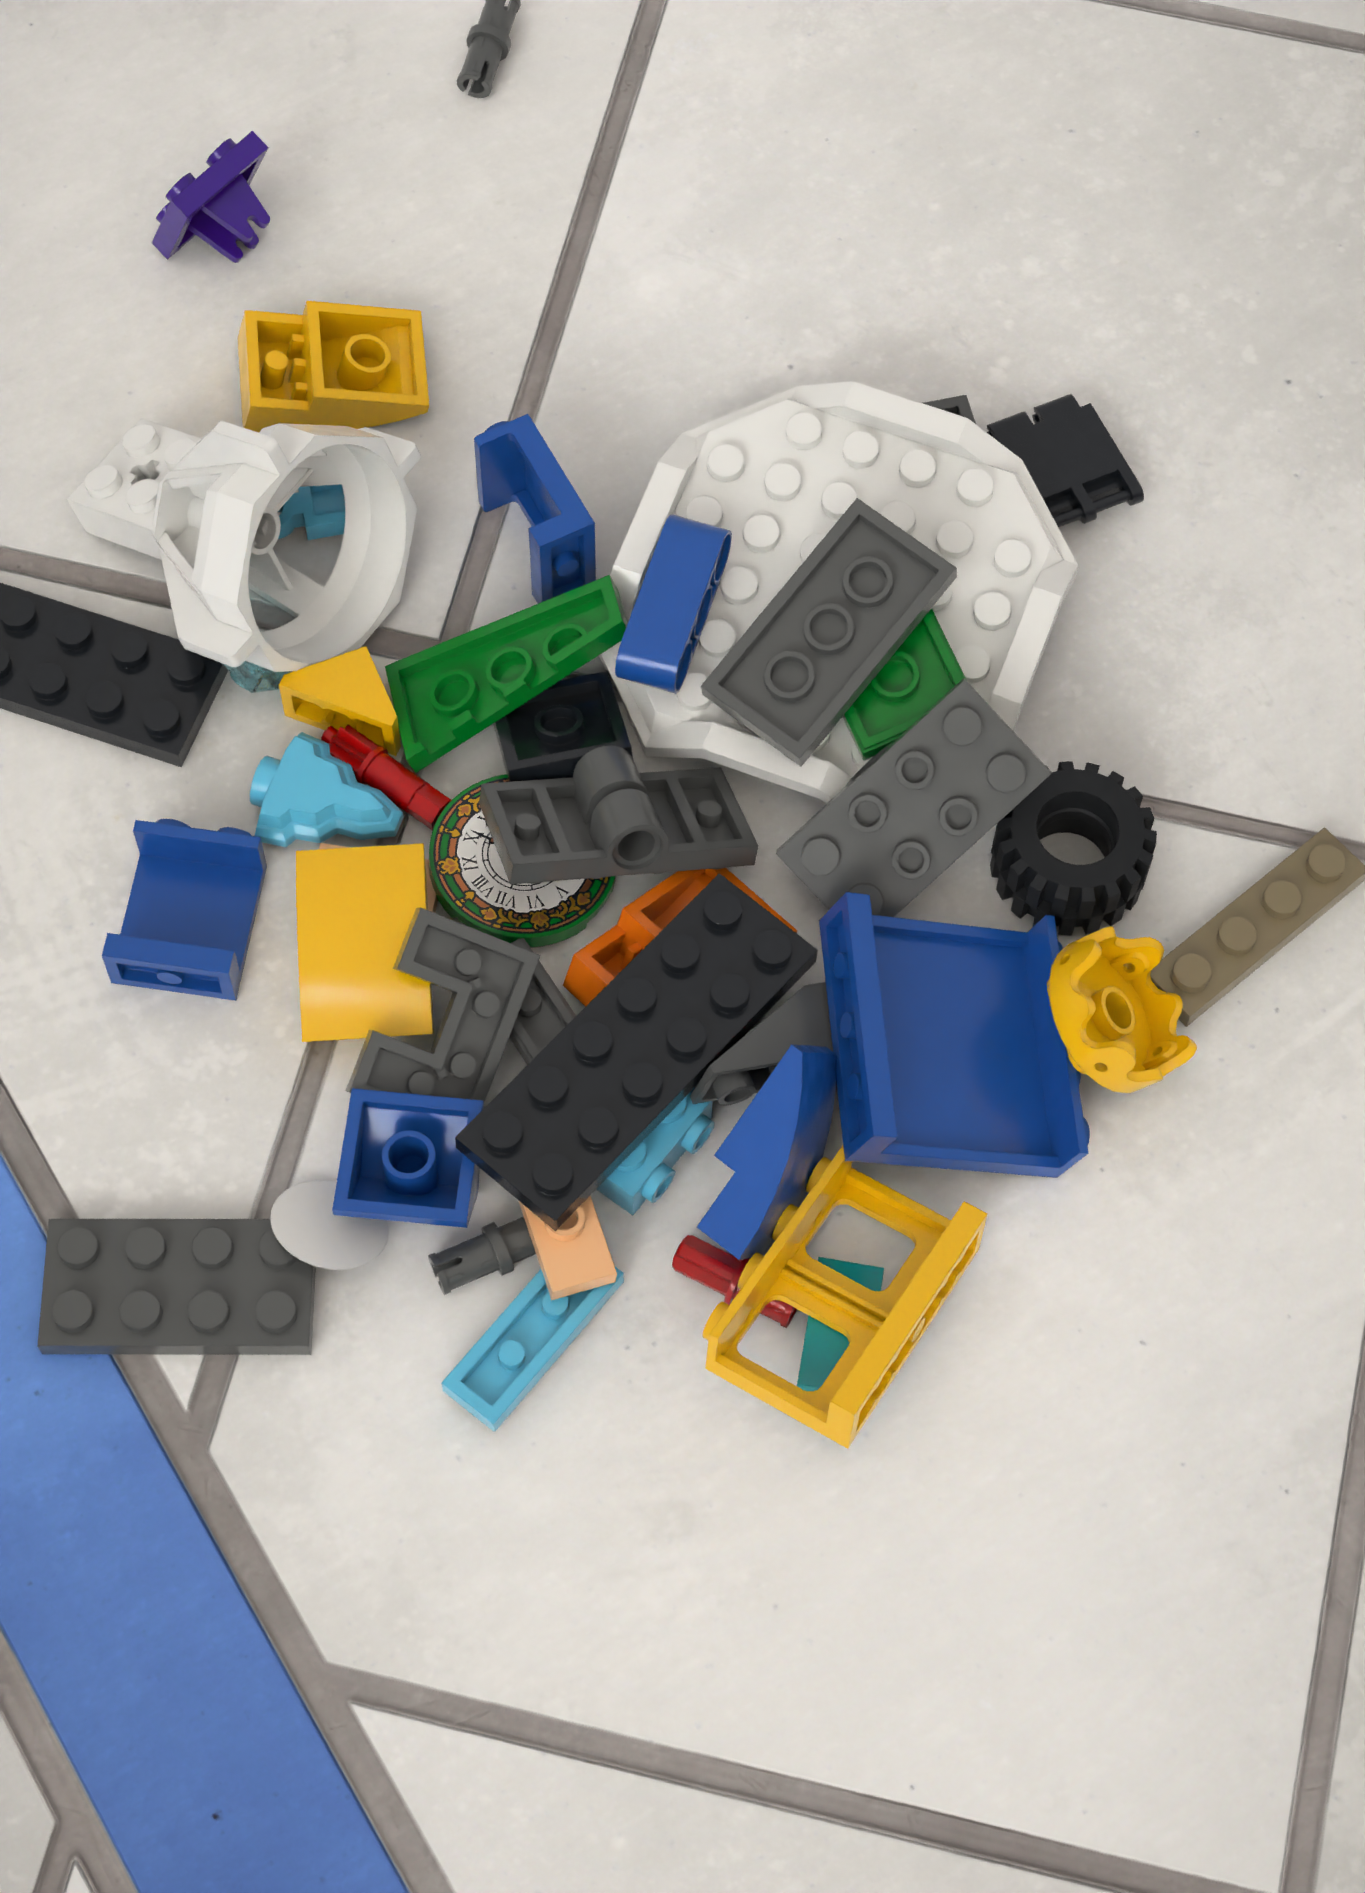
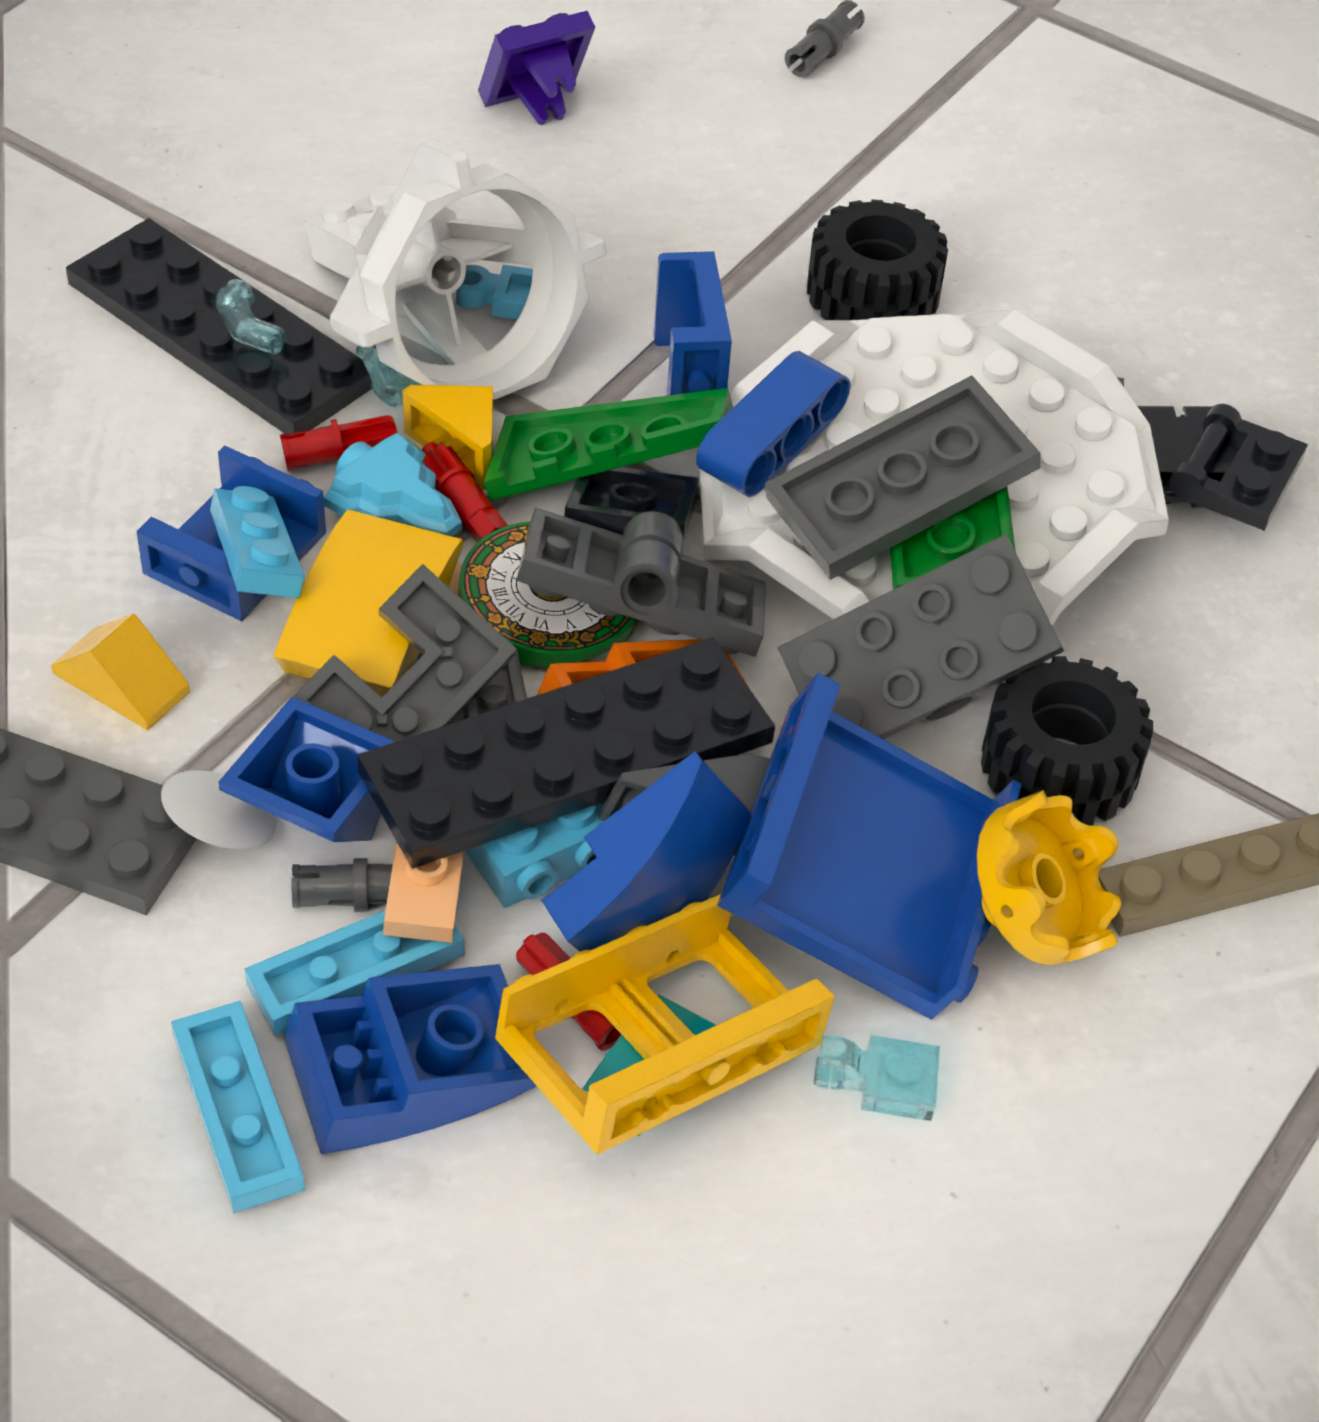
camera: 20 degrees right, 15 degrees down
(74, 661) = (234, 309): none -> clear light blue arm
(155, 1106) = (124, 671): none -> yellow slope
(226, 924) = (256, 542): none -> medium azure plate
(232, 760) = (330, 442): none -> red axle
(332, 366) = (599, 192): yellow slope -> none
(499, 1516) = (237, 1107): none -> medium azure plate
(622, 1407) = (402, 1056): none -> blue slope
(674, 307) = (876, 262): none -> black tyre
(1047, 1249) = (892, 1074): none -> clear light blue plate
(1136, 471) = (1255, 476): none -> black plate

